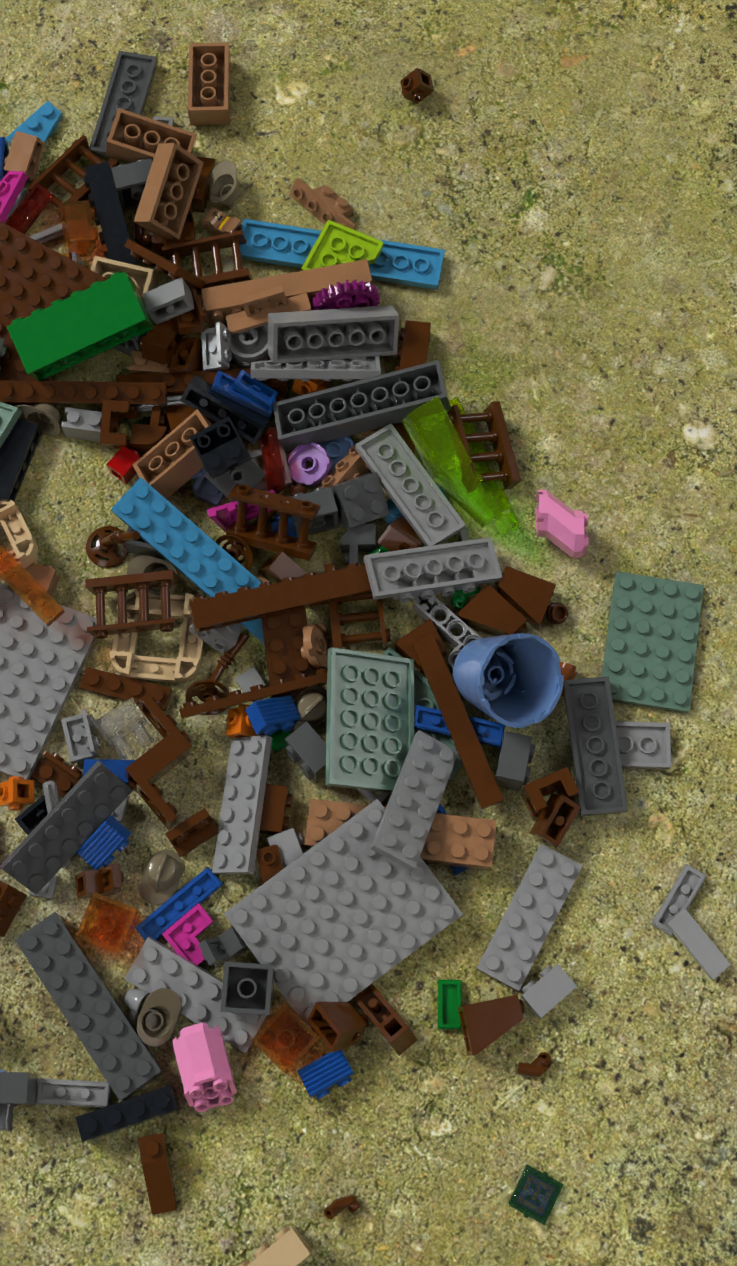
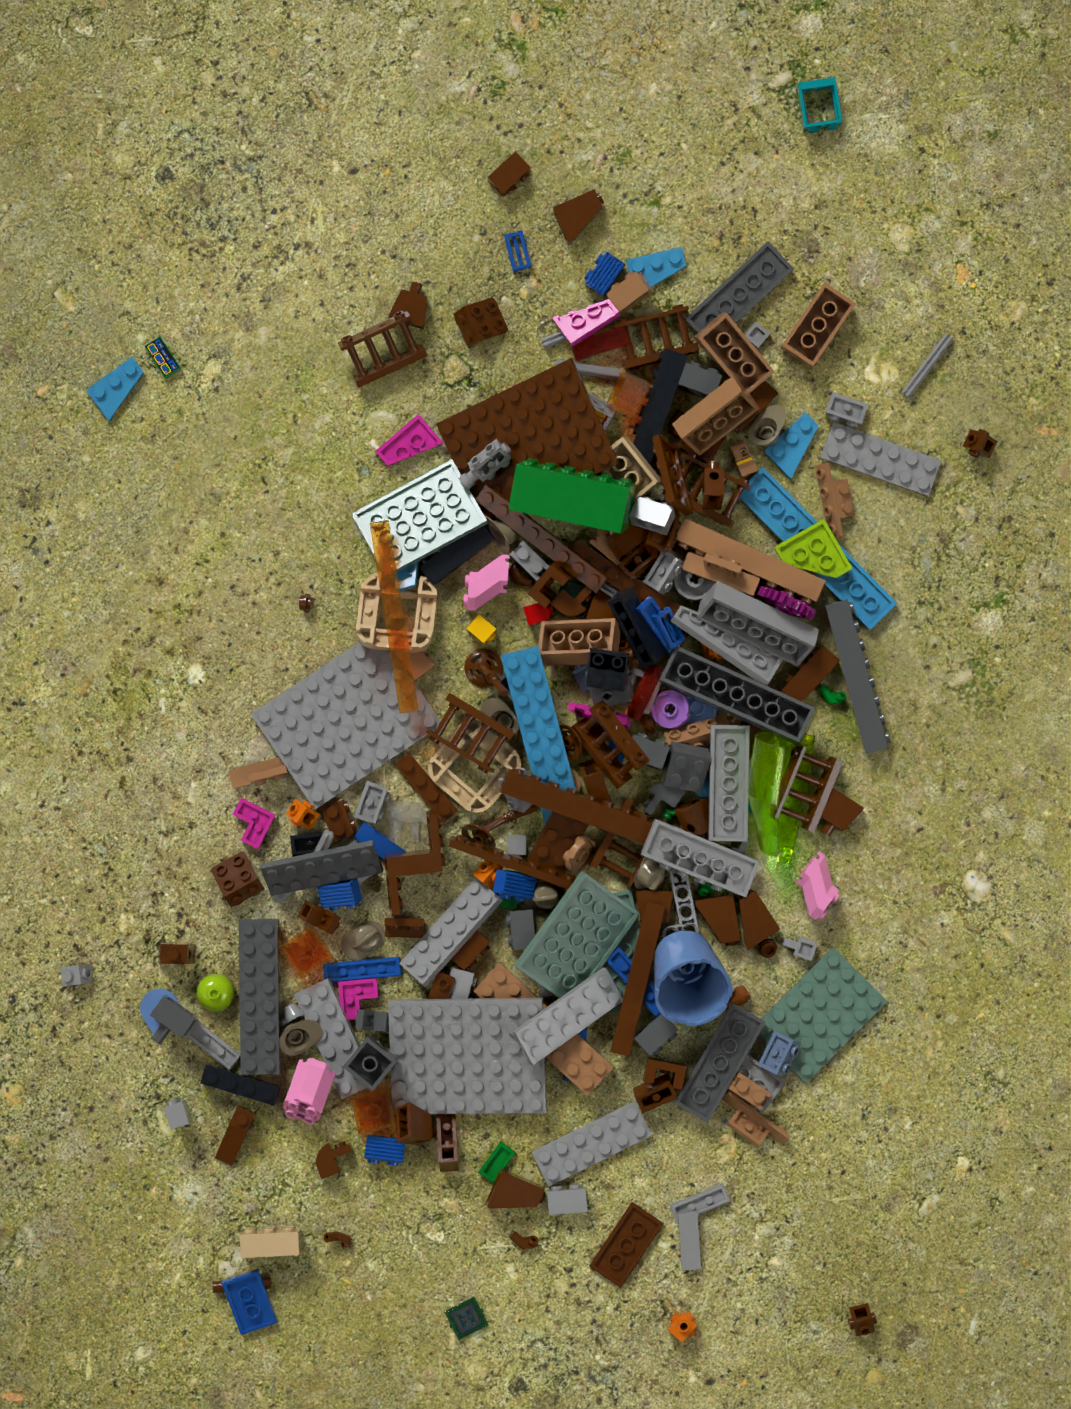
camera: 30 degrees right, 15 degrees up
(41, 1035) = (215, 993): none -> lime cylinder
(57, 466) = (486, 583): none -> bright pink brick
(78, 1193) = (177, 1113): none -> light grey brick
(82, 511) = (482, 630): none -> yellow brick
(85, 447) = (517, 577): none -> reddish brown arm
(205, 242) = (713, 486): none -> reddish brown torso
(256, 190) = (792, 445): none -> dark azure wing
(270, 1127) = (326, 1160): none -> reddish brown brick
(283, 133) = (846, 410): none -> light grey bracket
(326, 62) = (927, 366): none -> light grey axle
(342, 153) = (880, 459): none -> light grey plate
(396, 618) = (649, 875): none -> dark tan piece
(450, 362) = (832, 697): none -> green arm
(456, 327) = (857, 676): none -> dark grey brick
(530, 450) = (839, 812): none -> reddish brown torso
(588, 590) = (802, 948): none -> light grey plate
(639, 995) = (626, 1244): none -> reddish brown tile
(644, 698) = (779, 1054): none -> sand blue bracket
(644, 750) = (749, 1090): none -> medium nougat brick
(668, 784) = (751, 1123): none -> medium nougat bracket

